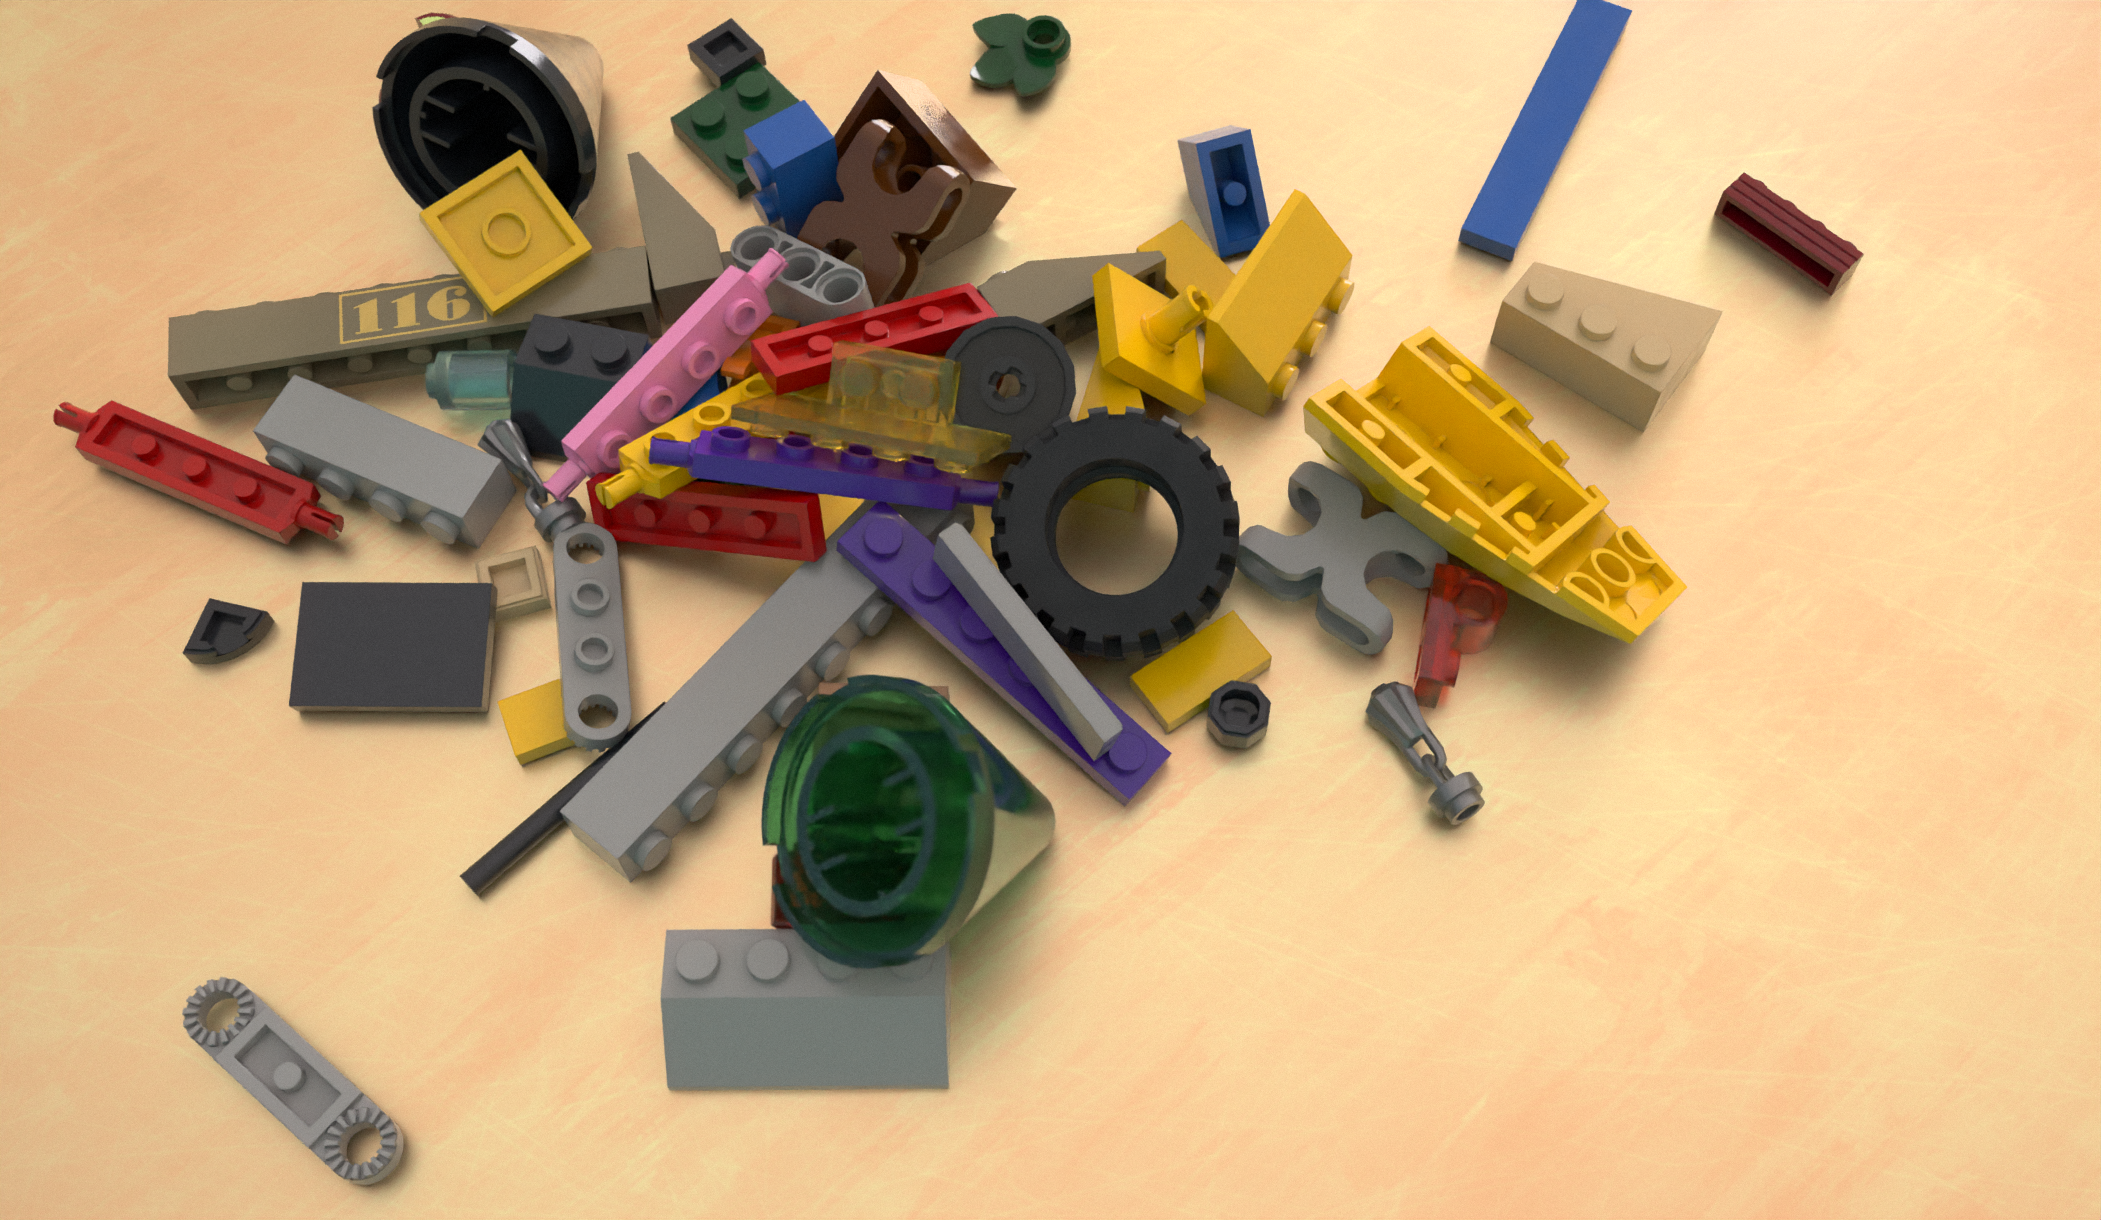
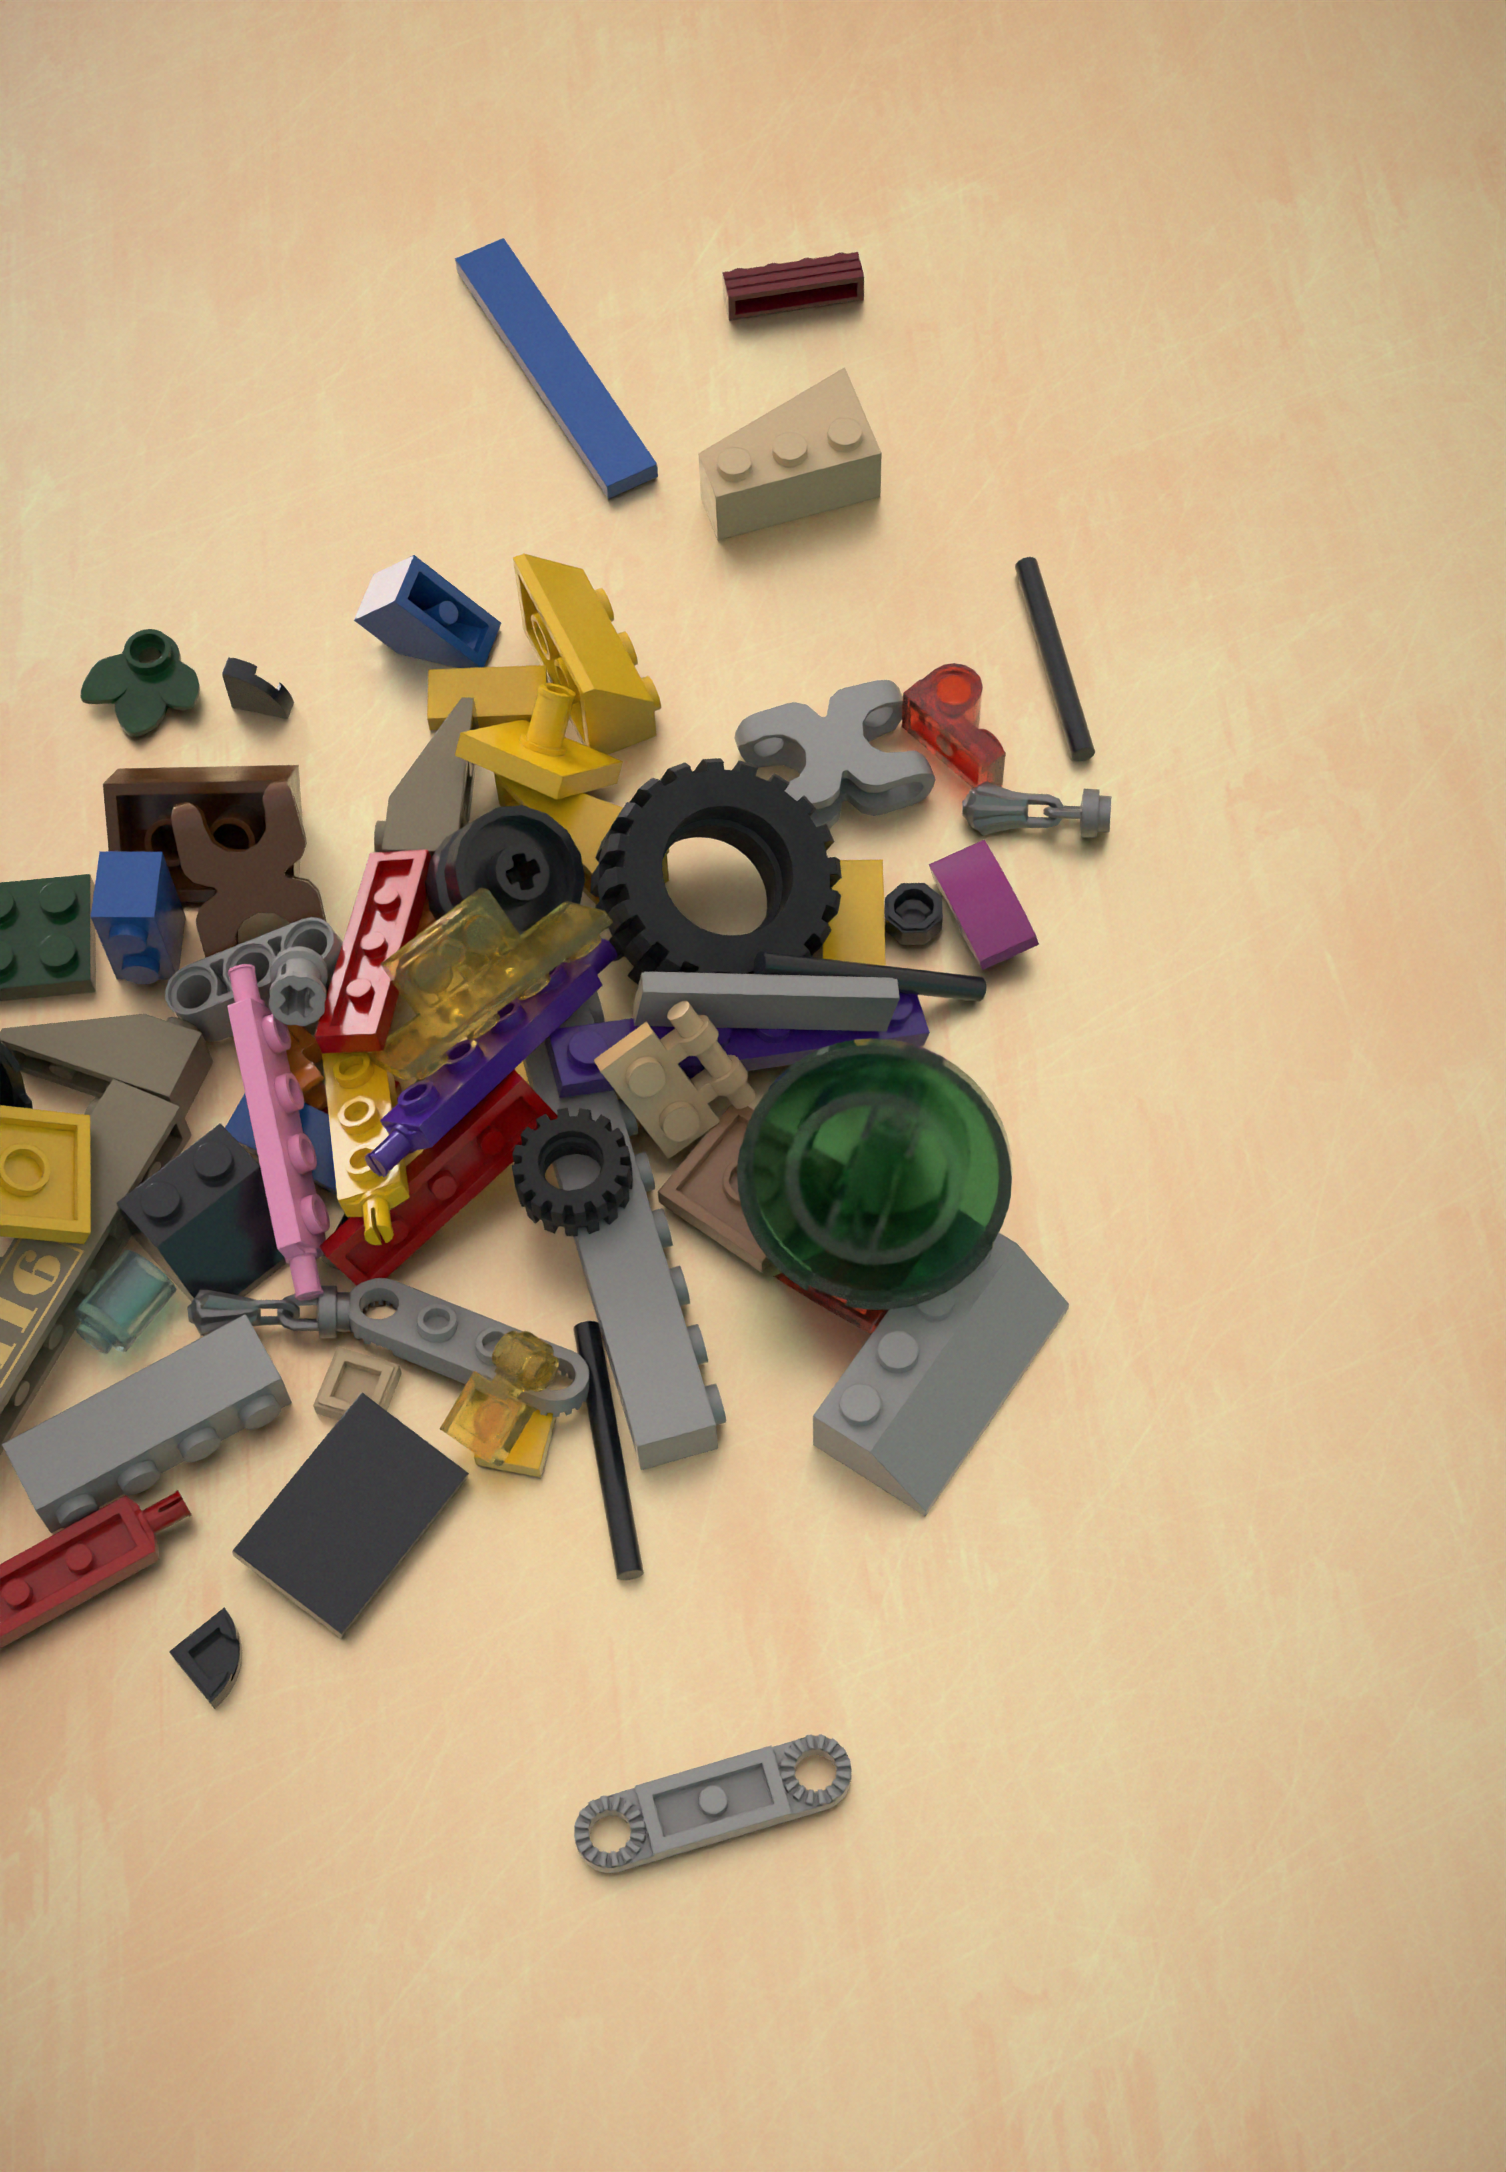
camera: 55 degrees left, 0 degrees up
(525, 682) = (489, 1410): none -> clear yellow plate
(757, 568) = (566, 1137): none -> black tyre
(778, 303) = (302, 970): none -> light grey bush
(895, 617) = (660, 1092): none -> tan plate
(1063, 120) = (252, 692): none -> black tile
(1129, 713) = (909, 980): none -> black bar
(1287, 763) = (983, 904): none -> magenta slope
(1474, 478) = (828, 627): yellow wedge -> none
(1572, 695) = (1054, 659): none -> black bar

